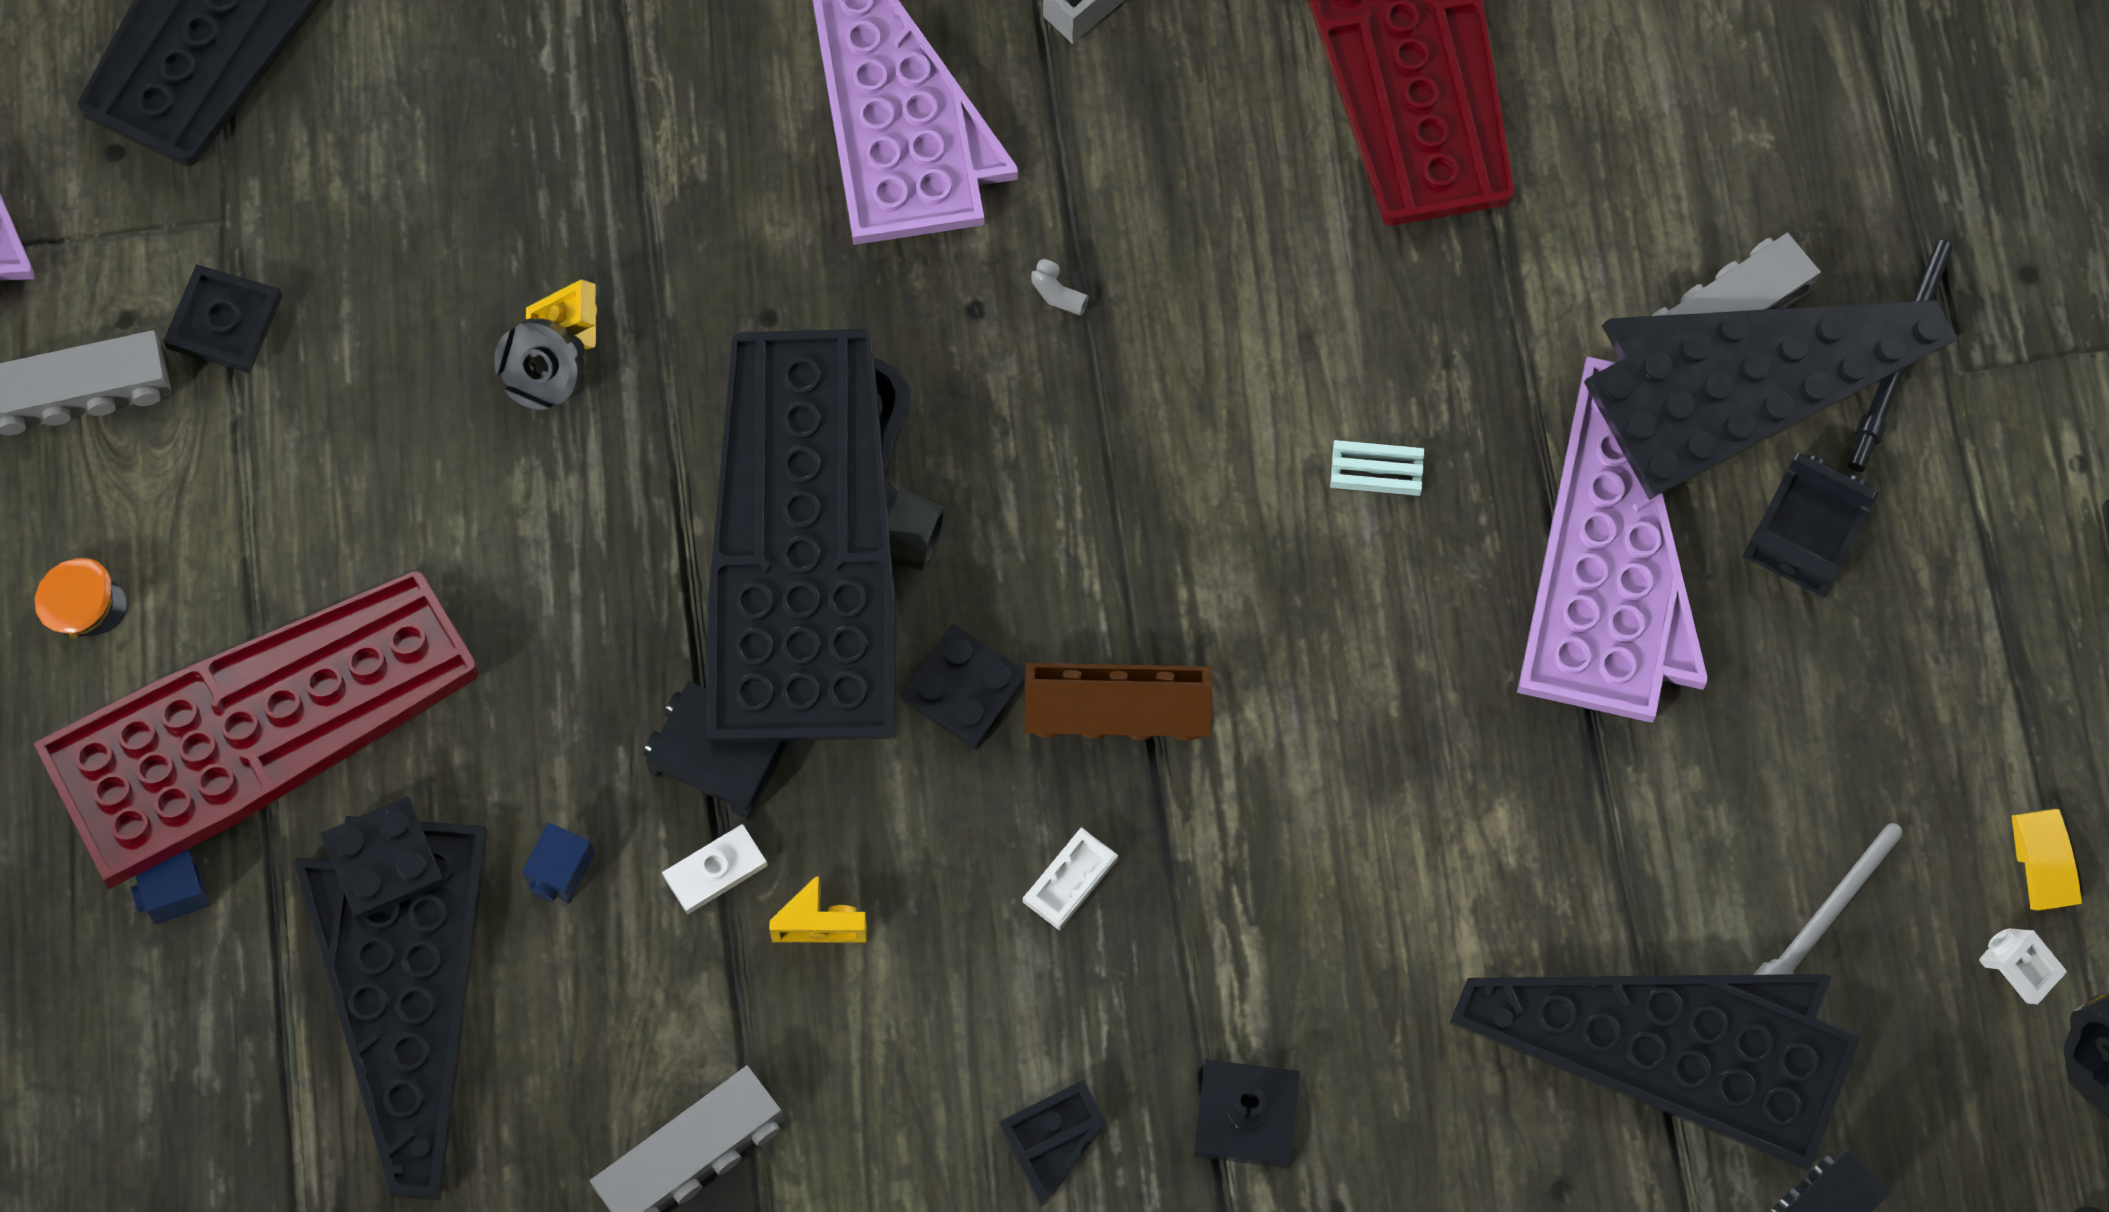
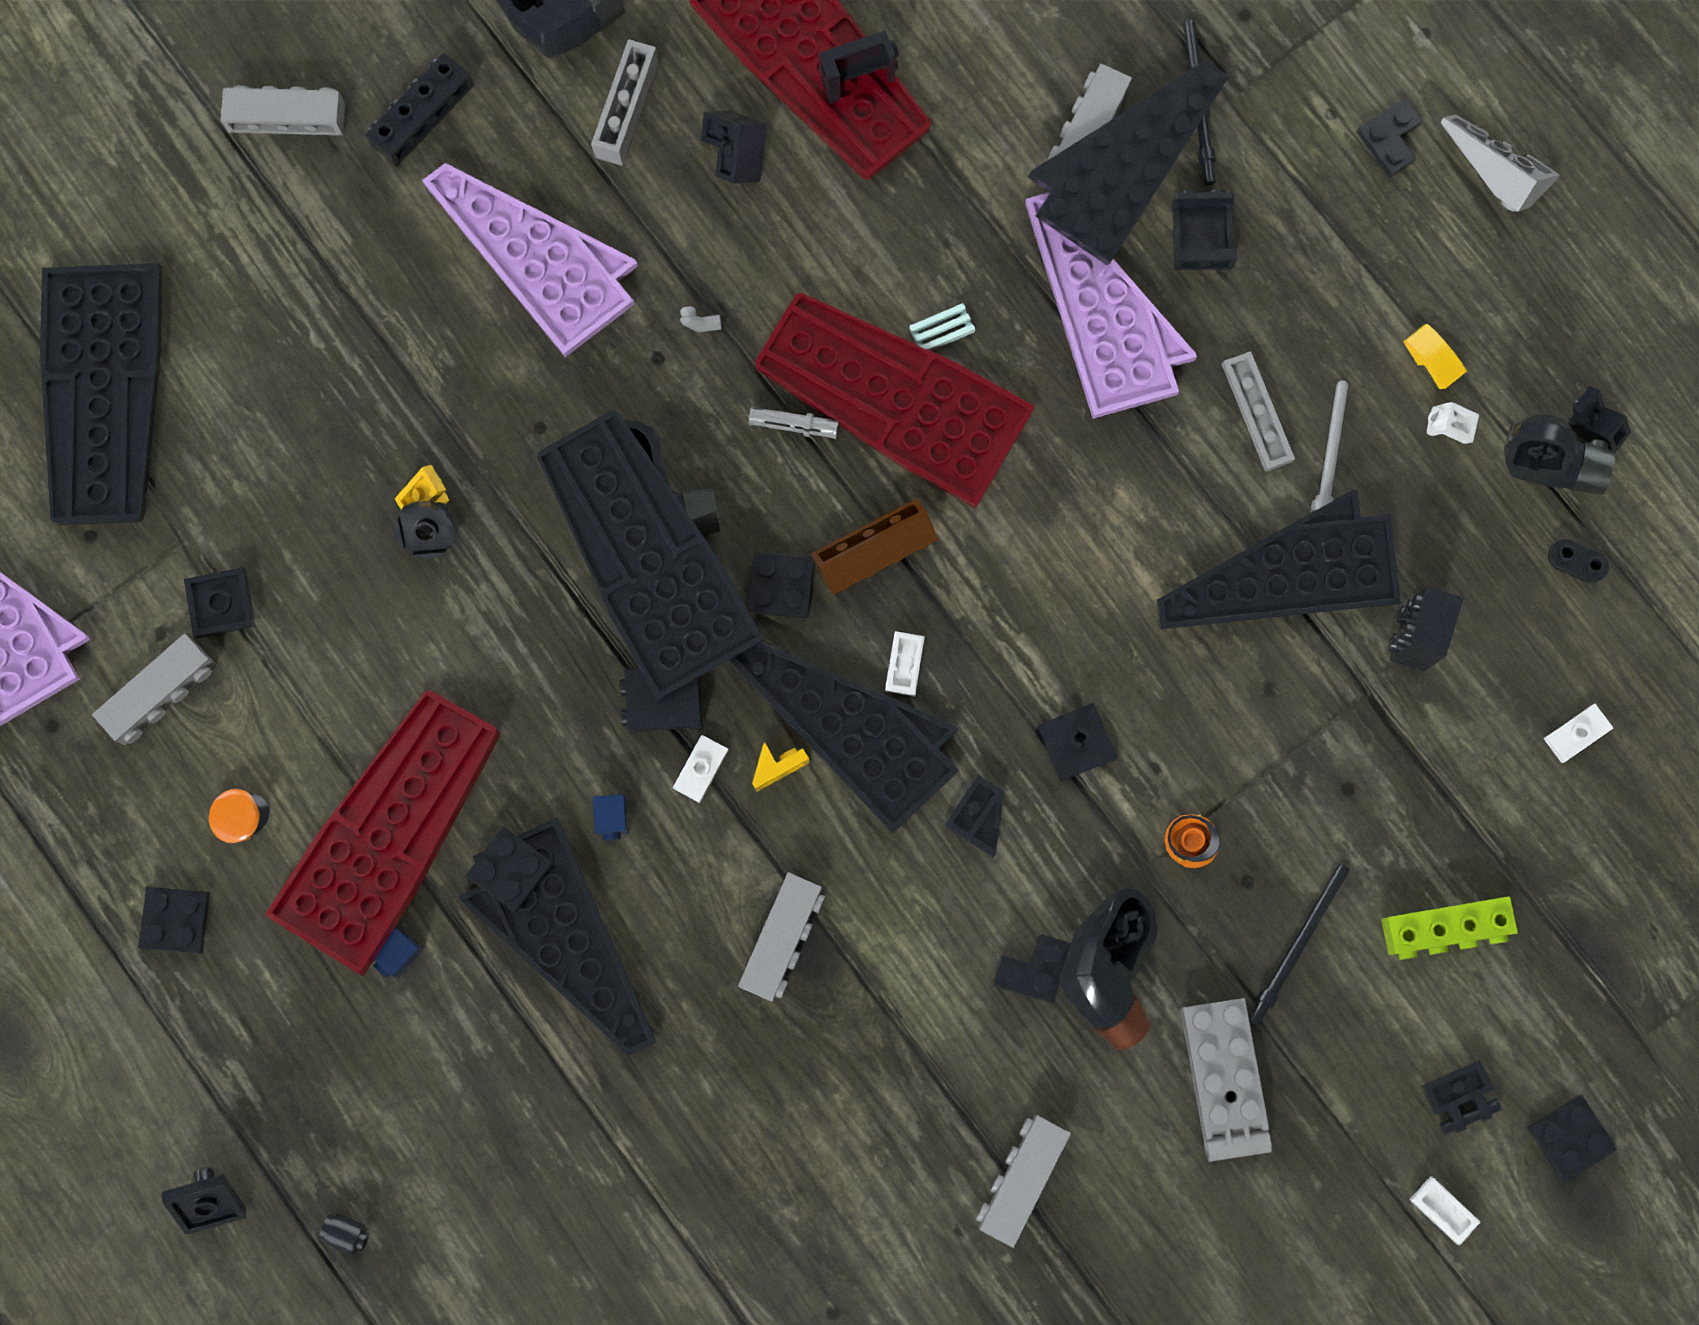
camera: 25 degrees left, 10 degrees up
(960, 949) = (867, 739): none -> black wing
(1119, 494) = (798, 423): none -> light grey pin
(1239, 94) = (739, 143): none -> black panel
(1264, 524) = (896, 396): none -> dark red wing
(1454, 60) = (855, 60): none -> black panel
(1752, 803) = (1258, 411): none -> light grey plate

